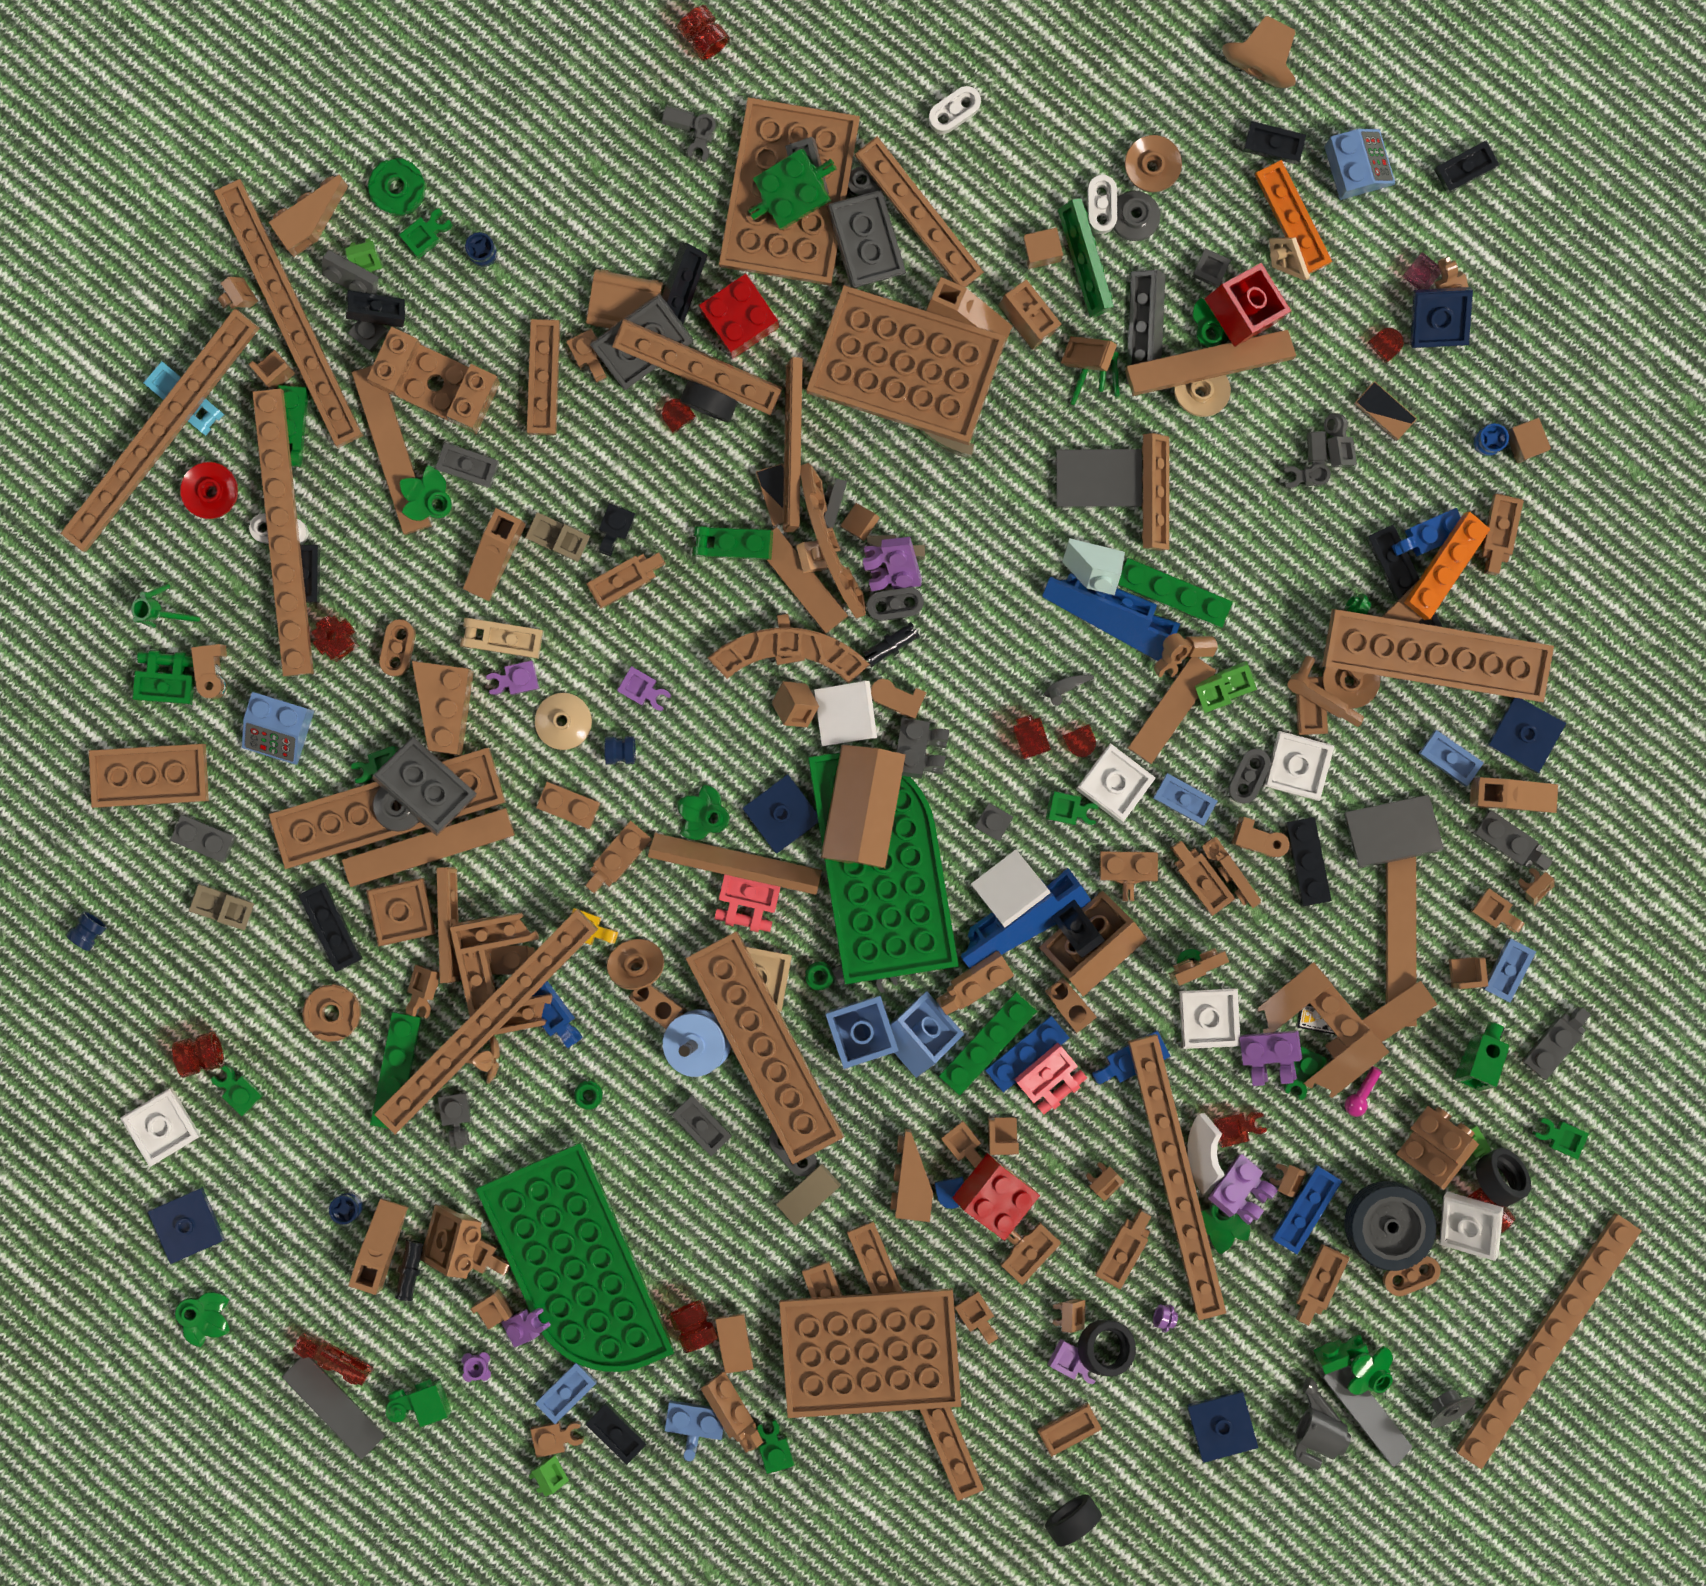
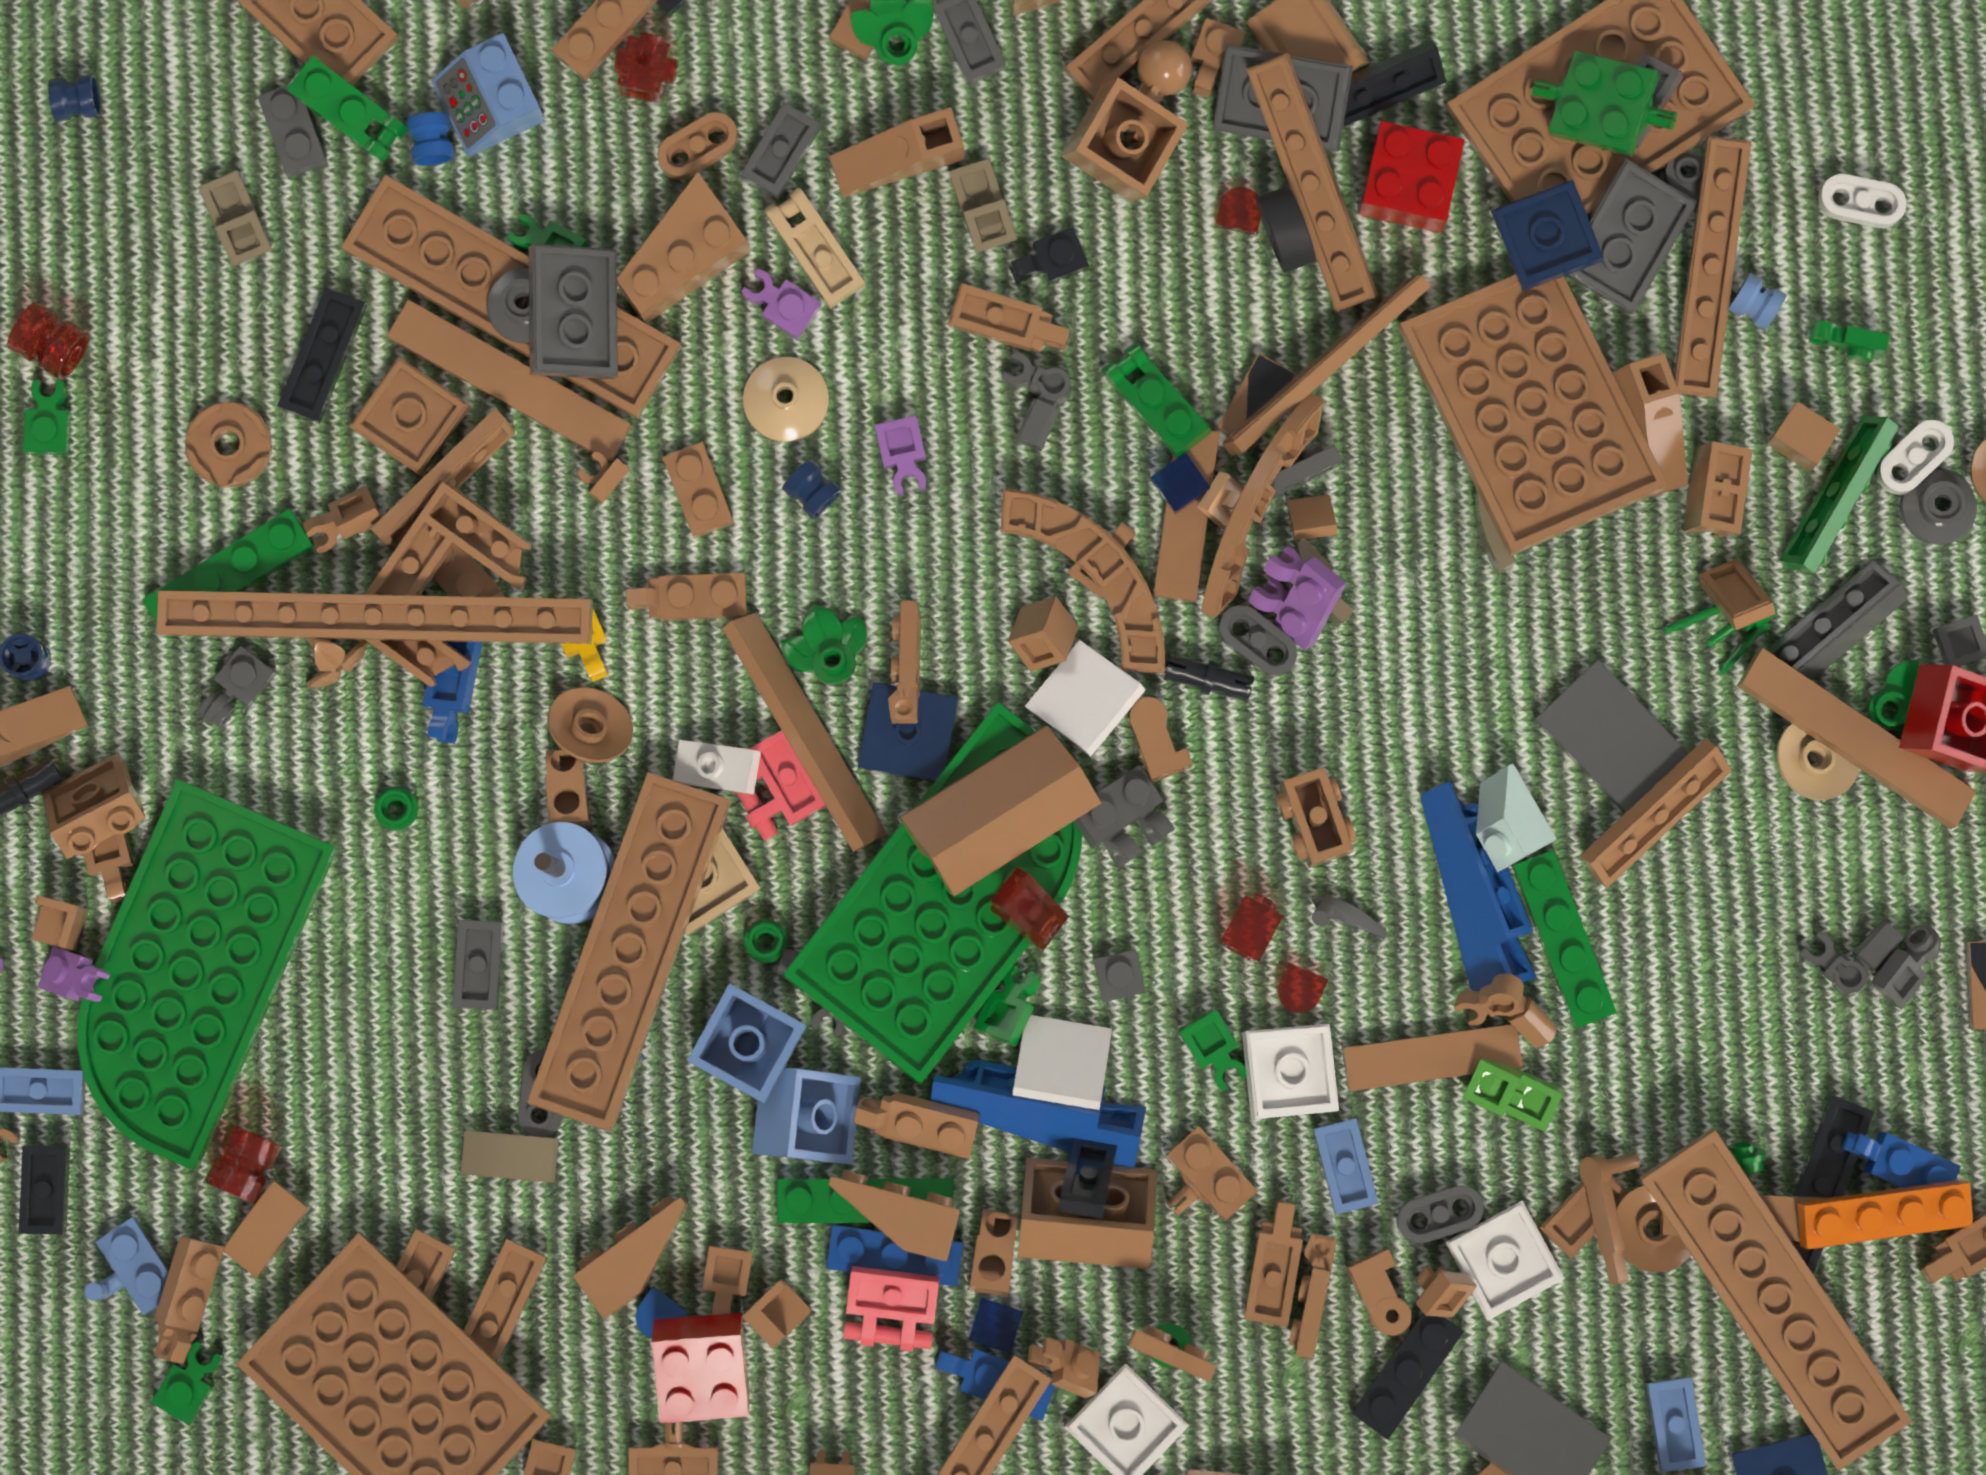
camera: 45 degrees right, 5 degrees down
(216, 803) = (345, 107): none -> green plate
(270, 775) = (430, 138): none -> blue wheel
(438, 609) = (780, 150): none -> dark grey plate
(522, 845) = (606, 479): none -> medium nougat tile
(596, 421) = (1148, 127): none -> medium nougat brick
(679, 587) = (1053, 388): none -> dark grey bar
(713, 922) = (716, 766): none -> white plate
(750, 785) = (906, 666): none -> medium nougat hinge
(784, 569) = (1180, 483): none -> clear blue tile
(830, 278) = (1547, 235): none -> dark blue plate
(923, 836) = (1028, 909): none -> clear red slope
(956, 207) = (1757, 302): none -> medium blue wheel
(962, 892) = (1008, 1011): none -> green plate
(1007, 657) = (1316, 817): none -> medium nougat brick
(1019, 1033) = (909, 1222): none -> medium nougat slope
(1022, 178) = (1858, 343): none -> green plate
(1104, 1036) = (995, 1325): none -> clear blue tile
(1157, 1018) = (1072, 1365): none -> medium nougat plate
(1287, 809) = (1443, 1292): none -> medium nougat tile

